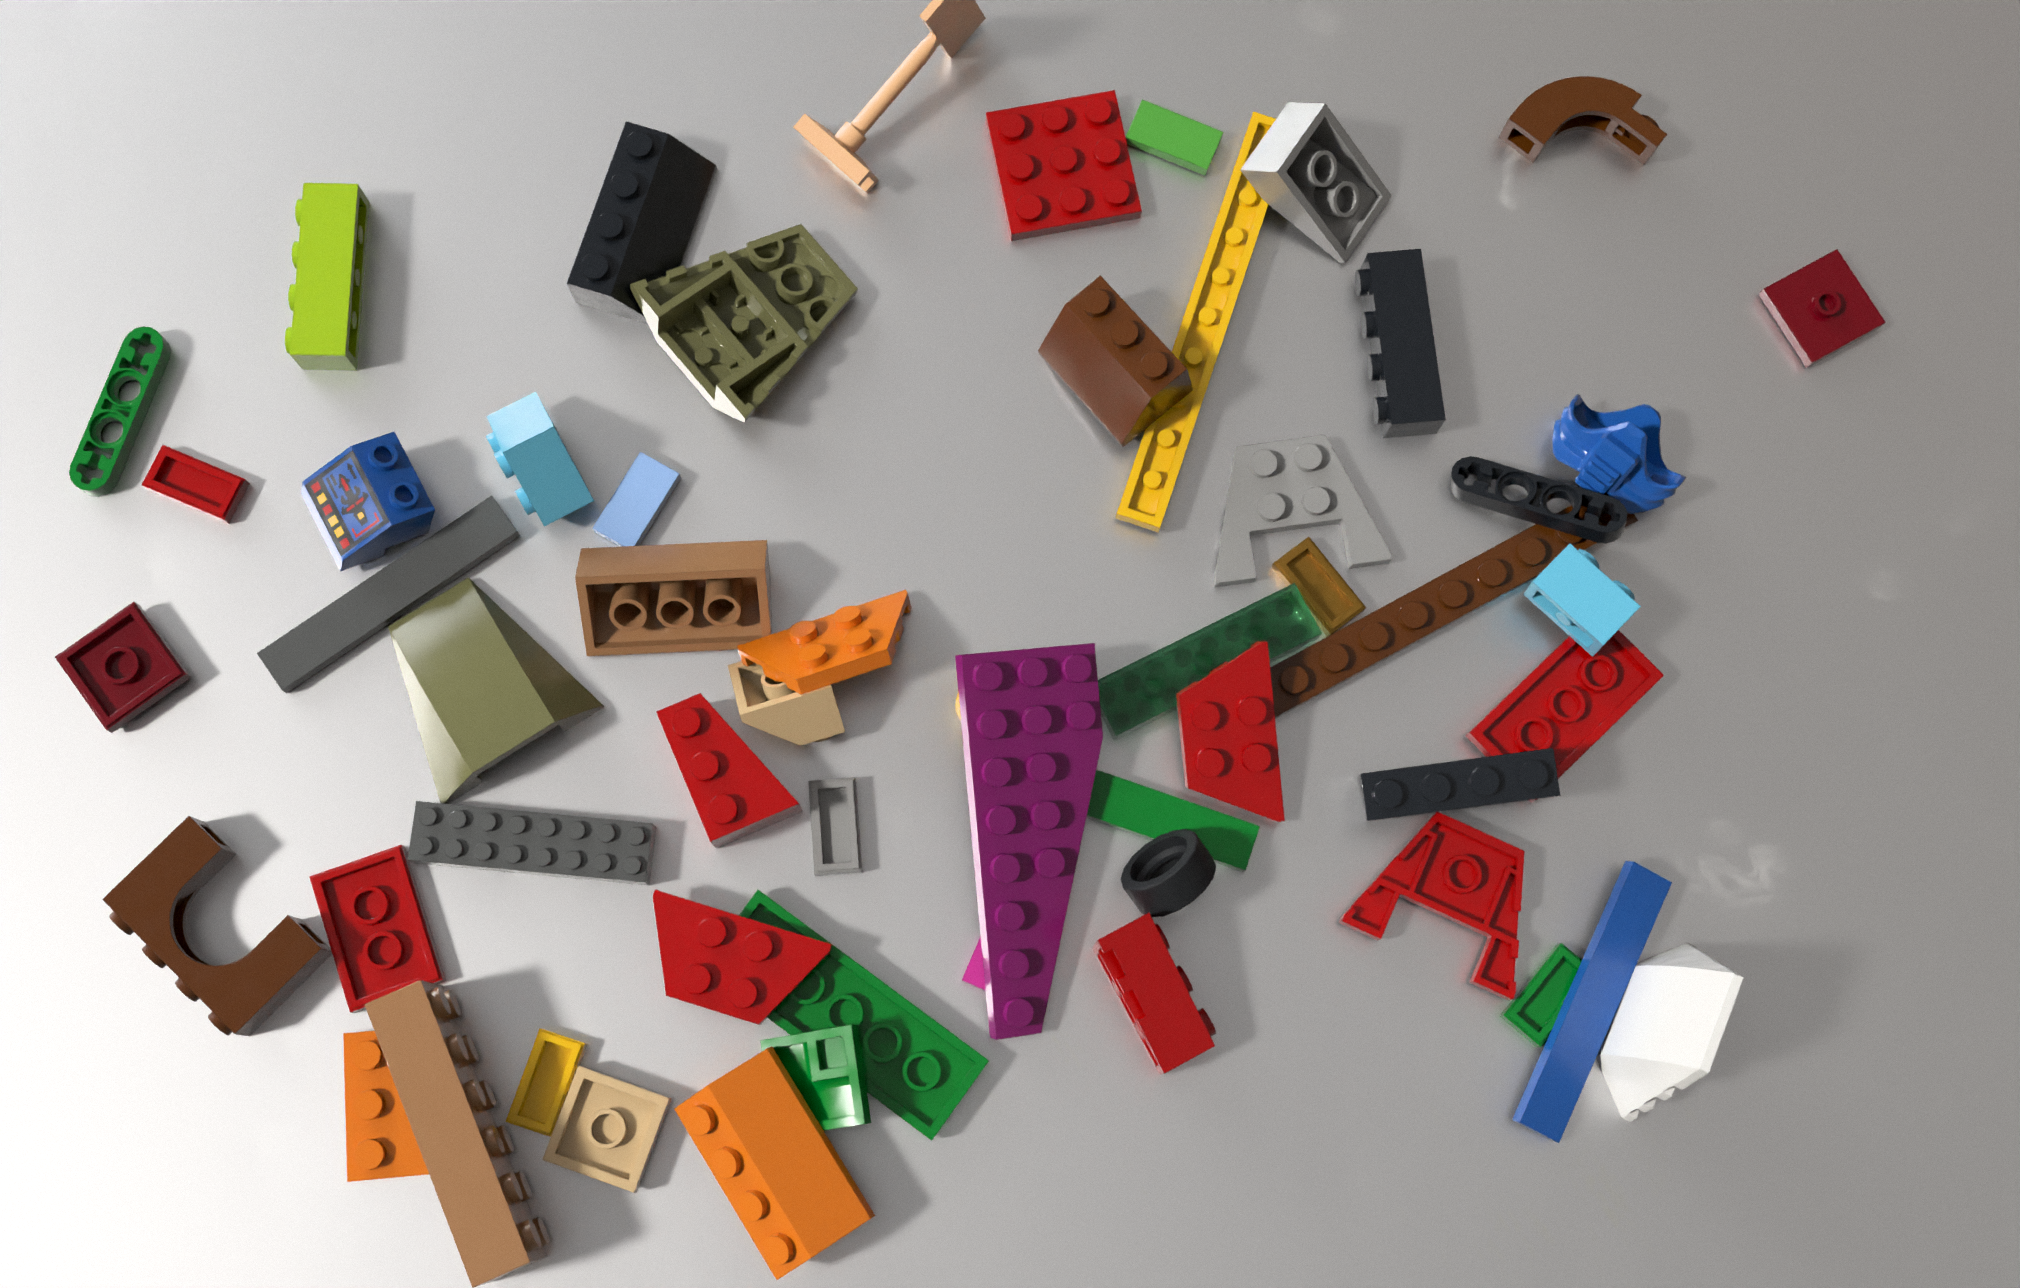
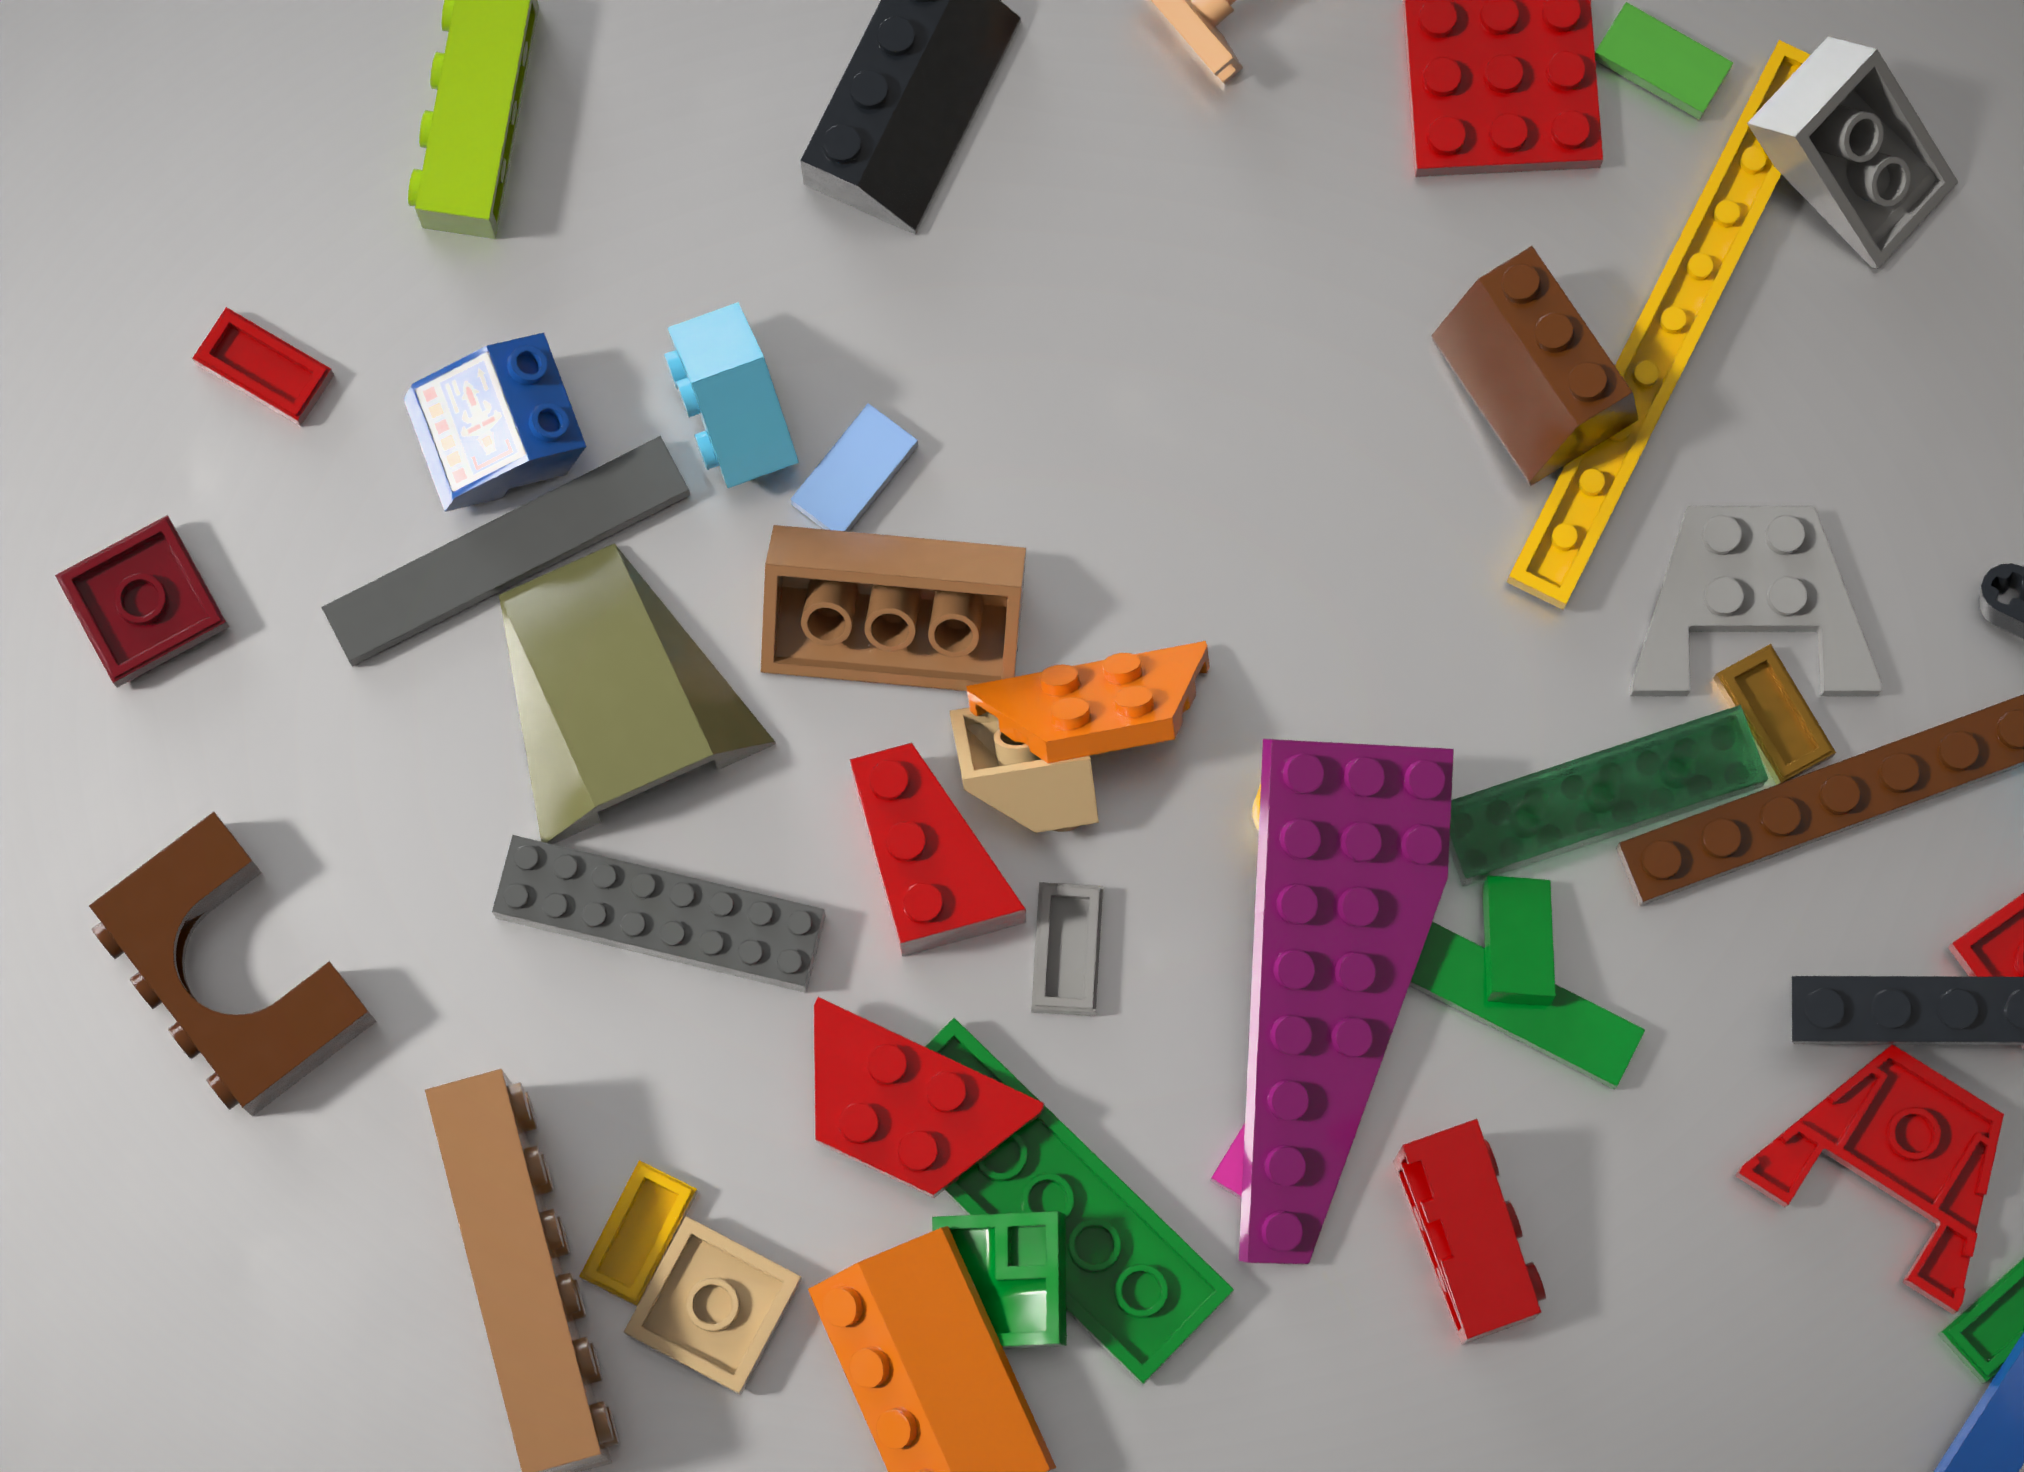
camera: 15 degrees right, 0 degrees up
(129, 413) = (165, 250): green beam -> none
(376, 926) = (437, 994): red tile -> none
(377, 1126) = (416, 1246): orange wing -> none
(745, 315) = (1036, 235): olive wedge -> none
(1160, 774) = (1518, 940): none -> green tile
(1168, 873) = (1511, 1073): black tyre -> none
(1232, 734) = (1625, 900): red wing -> none
(1400, 343) = (1938, 393): black brick -> none

